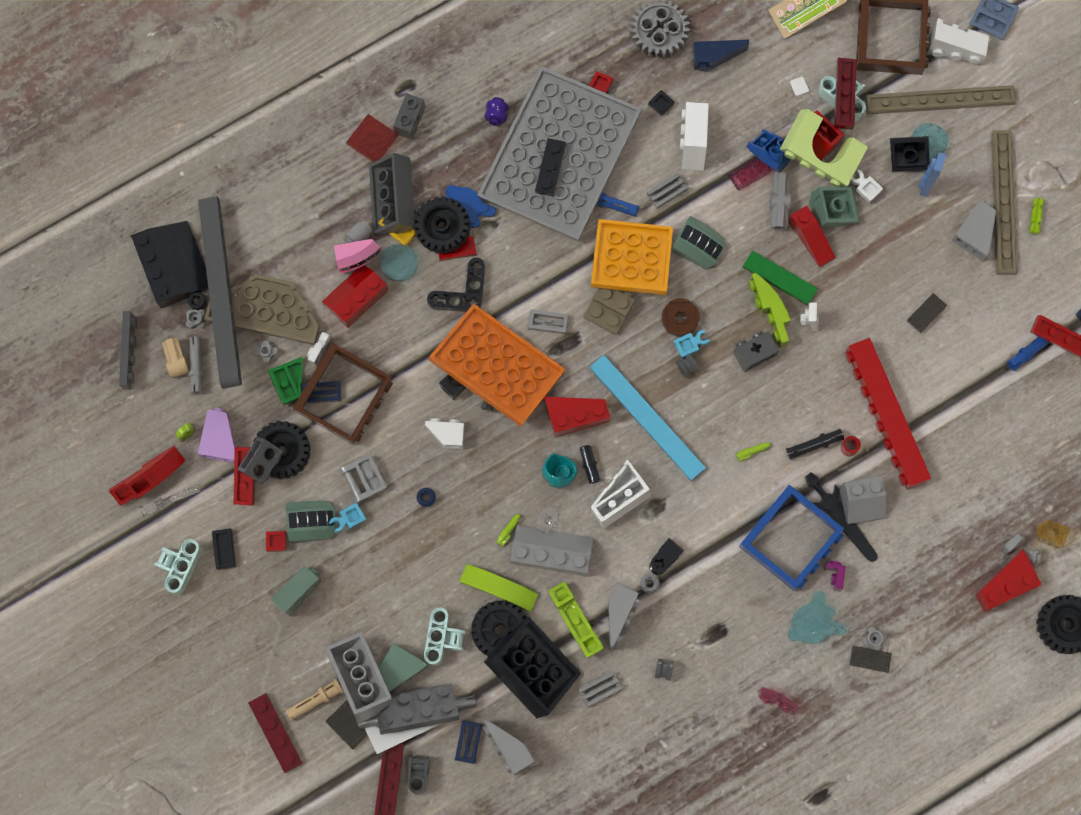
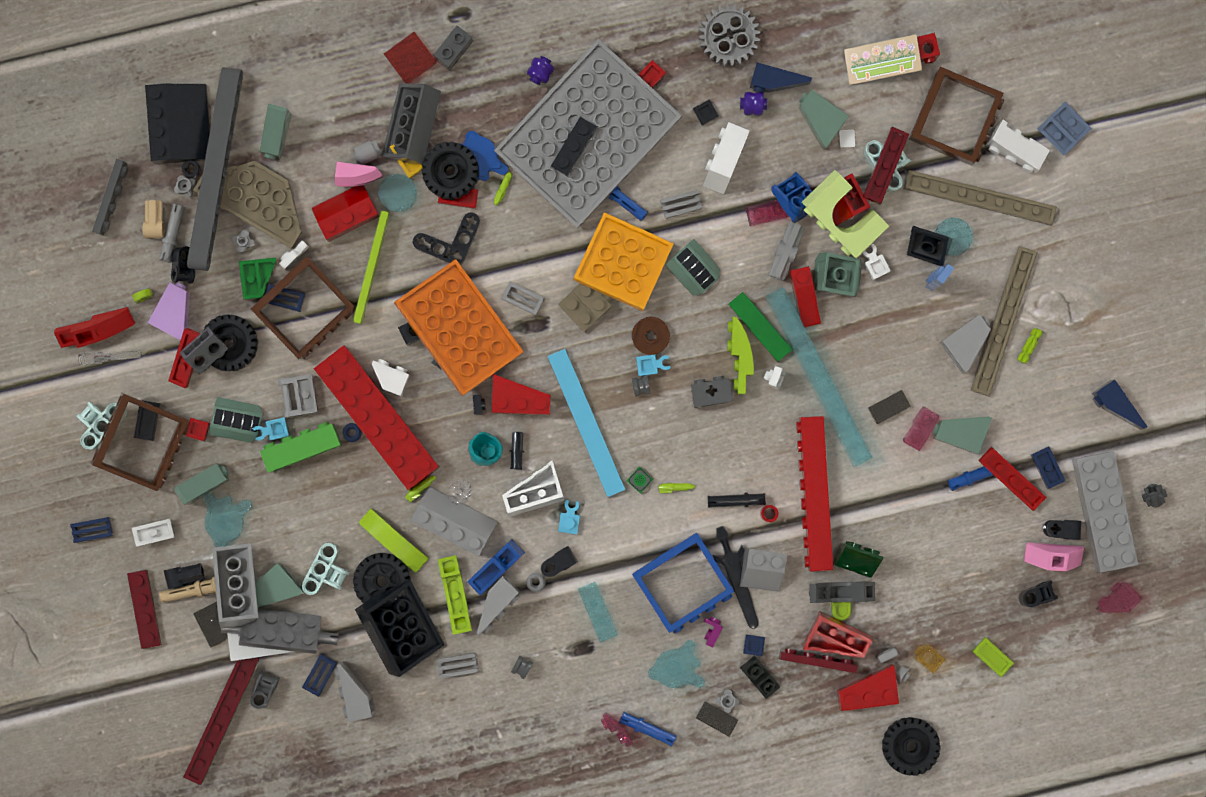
camera: 10 degrees right, 10 degrees up
(185, 679) = (75, 533): none -> dark blue tile
(214, 393) = (180, 266): none -> black piece
(257, 565) = (166, 462): none -> reddish brown window
(262, 653) = (152, 532): none -> white plate
(266, 240) = (275, 131): none -> sand green slope
(300, 689) = (180, 576): none -> black piece
(327, 619) = (223, 519): none -> clear light blue tile
(381, 526) = (300, 448): none -> bright green brick
(396, 337) = (371, 267): none -> lime tile
(446, 474) = (376, 417): none -> red brick
(495, 235) = (502, 189): none -> lime piece
(539, 432) = (478, 404): none -> black plate
(606, 581) = (495, 567): none -> blue slope
(662, 515) = (569, 521): none -> medium azure plate
(703, 80) = (753, 103): none -> dark purple piece
(716, 454) = (639, 480): none -> tile
(719, 593) = (597, 612): none -> clear light blue tile
(769, 73) = (821, 117): none -> sand green slope
(798, 689) = (640, 725): none -> blue pin
(852, 305) = (818, 377): none -> clear light blue brick
(880, 576) = (753, 645): none -> dark blue tile
(897, 605) = (760, 677): none -> pearl dark grey slope
(948, 496) = (842, 592): none -> dark grey arch
(951, 458) = (860, 561): none -> dark green slope
(951, 516) = (841, 610): none -> lime tile
(956, 569) = (810, 659): none -> dark red plate
(957, 541) = (836, 637): none -> red wedge
(965, 322) = (921, 428): none -> clear pink slope
(1005, 314) = (963, 433): none -> sand green slope

